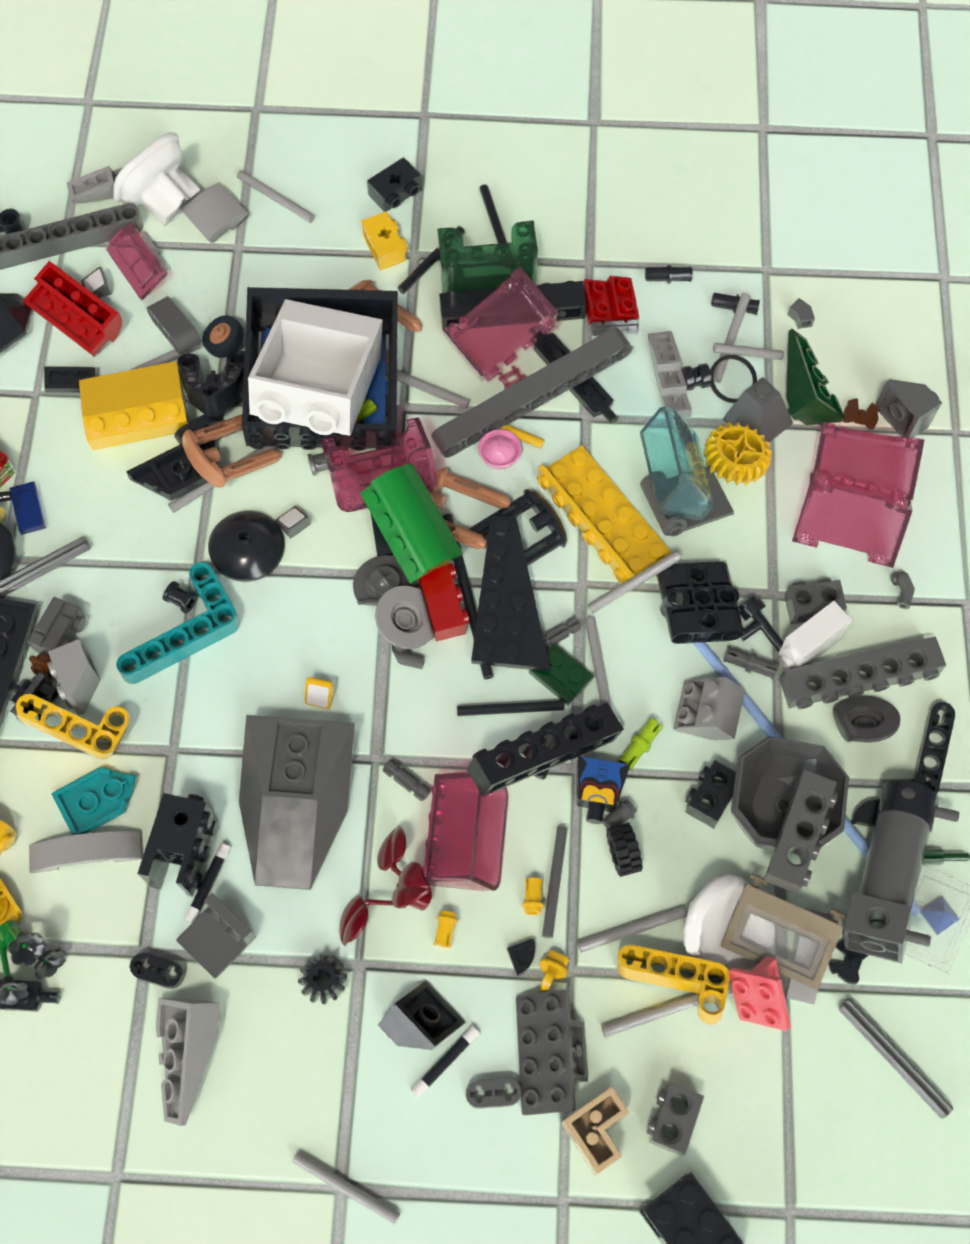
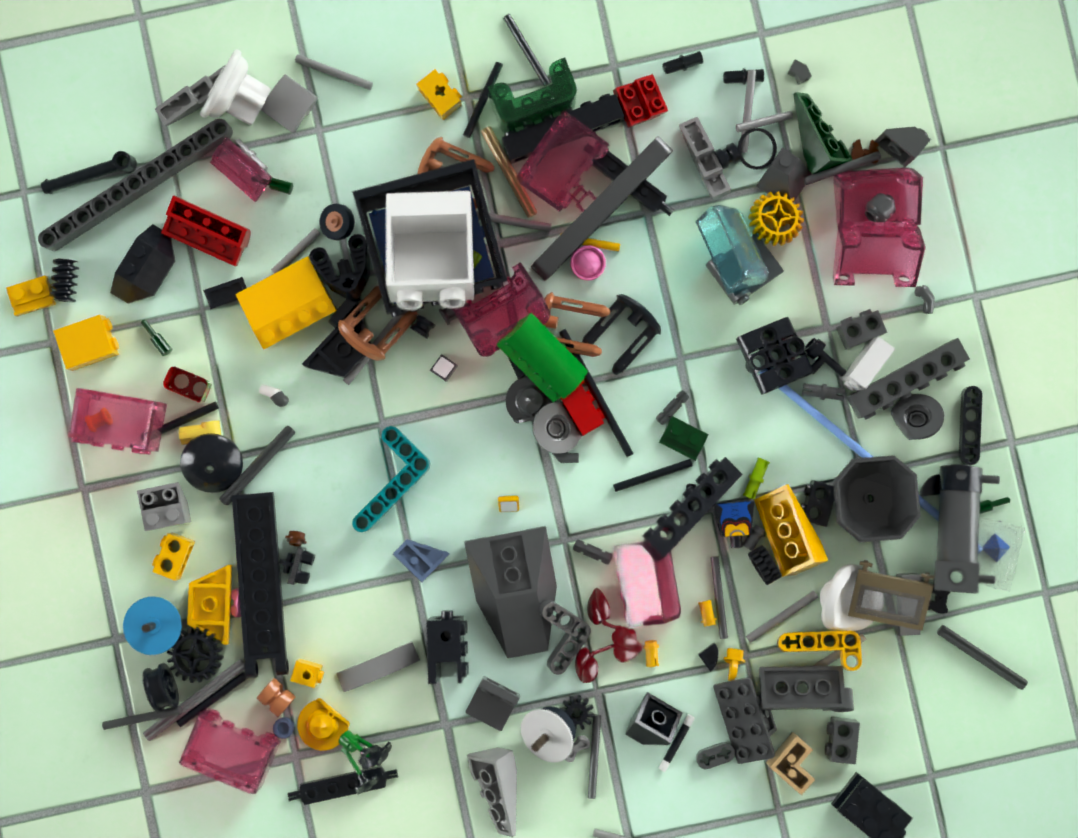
camera: 15 degrees left, 20 degrees up
(27, 508) = (234, 412): clear blue tile -> none
(57, 626) = (296, 507): dark grey brick -> none
(71, 721) = (335, 579): yellow beam -> none
(74, 675) = (325, 542): light grey slope -> none
(83, 500) = (275, 395): none -> arm
(94, 799) = (370, 627): teal tile -> none
(96, 283) = (214, 199): slope -> none
(159, 964) = (458, 742): black beam -> none
(173, 325) = (293, 222): dark grey beam -> none
(174, 289) = (281, 186): none -> dark green axle
(180, 597) = (379, 455): black bush -> none
(186, 730) = (419, 558): none -> sand blue wing
(207, 883) = (473, 665): black bar -> none
(249, 558) = (429, 397): black dish -> none
(274, 991) = (548, 733): none -> white piece
(283, 468) = (422, 326): none -> black wheel
(296, 1034) = (581, 743): none -> light grey piece
(328, 1049) = (594, 756): none -> dark grey bar
(347, 866) = (570, 629): none -> dark grey beam
(394, 184) = (433, 26): black brick -> none
(438, 340) = (509, 171): none -> tan axle
(507, 614) = (632, 404): black wing -> none
(597, 659) = (709, 423): light grey bar -> none
(602, 514) = (683, 298): yellow bracket -> none
(630, 326) = (650, 125): dark grey axle -> none
(634, 582) = (722, 353): light grey bar -> none
(665, 1033) = (823, 683): none -> dark grey hinge
(668, 818) = (789, 532): none -> yellow slope
(709, 708) = (800, 438): light grey slope -> none
(760, 995) = (884, 644): coral bracket -> none
(780, 869) = (885, 521): dark grey brick -> none
(829, 418) = (842, 168): none -> dark grey bar
(867, 469) = (880, 208): none -> dark grey head

